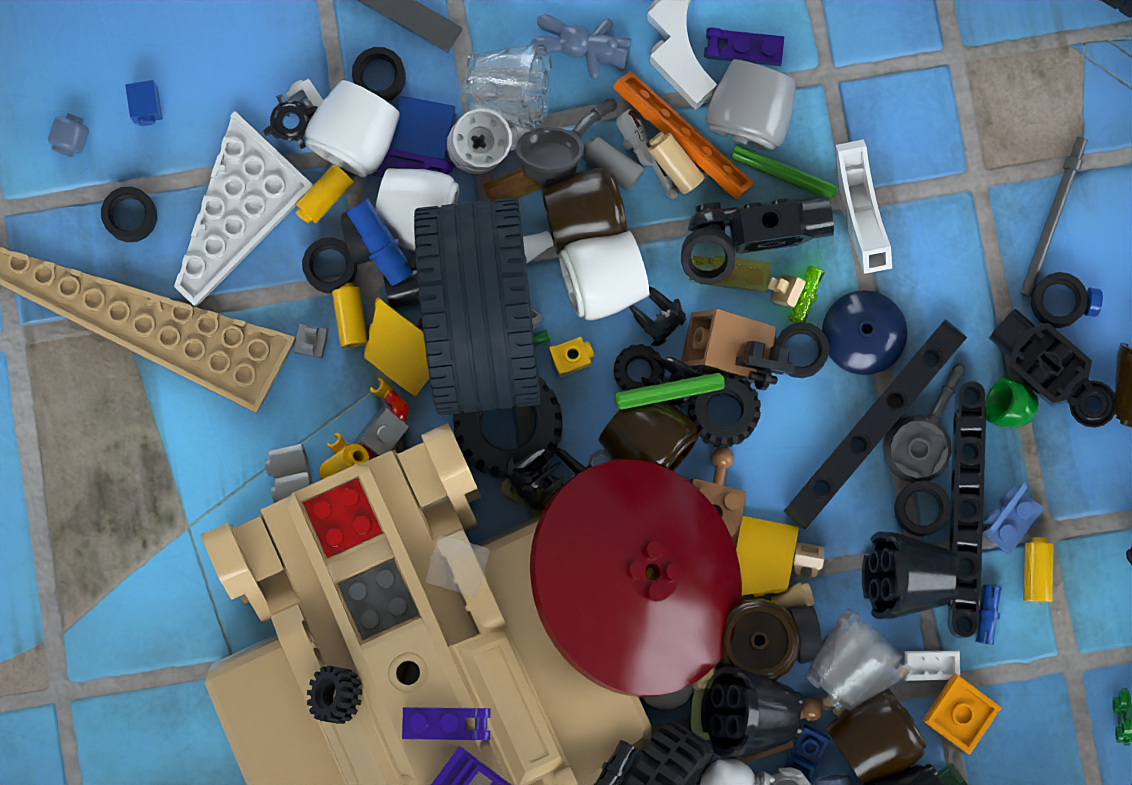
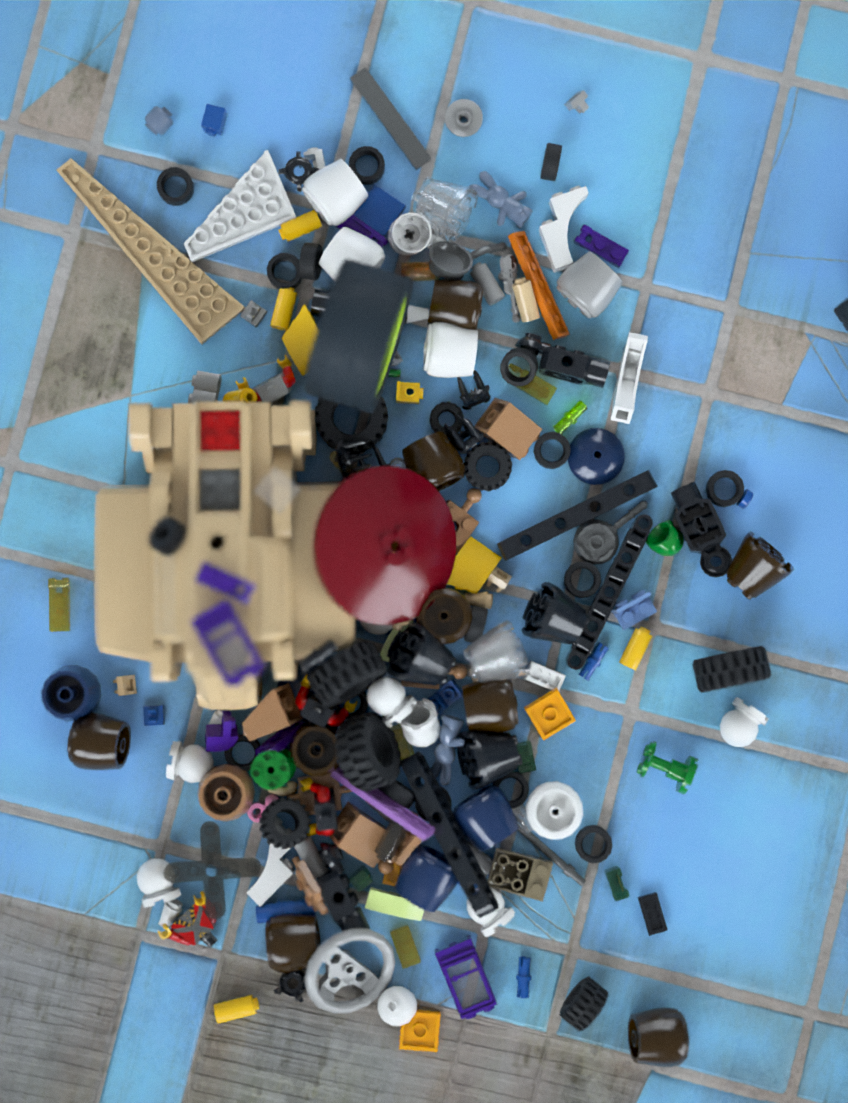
camera: 20 degrees right, 5 degrees up
(380, 242) = (319, 269): blue piece -> none
(669, 391) = (457, 440): bright green axle -> none
(754, 359) = (531, 452): black hips -> none
(783, 172) = (591, 335): bright green axle -> none
(785, 290) = (558, 409): tan tile -> none
(1072, 166) = (770, 410): dark grey bar -> none

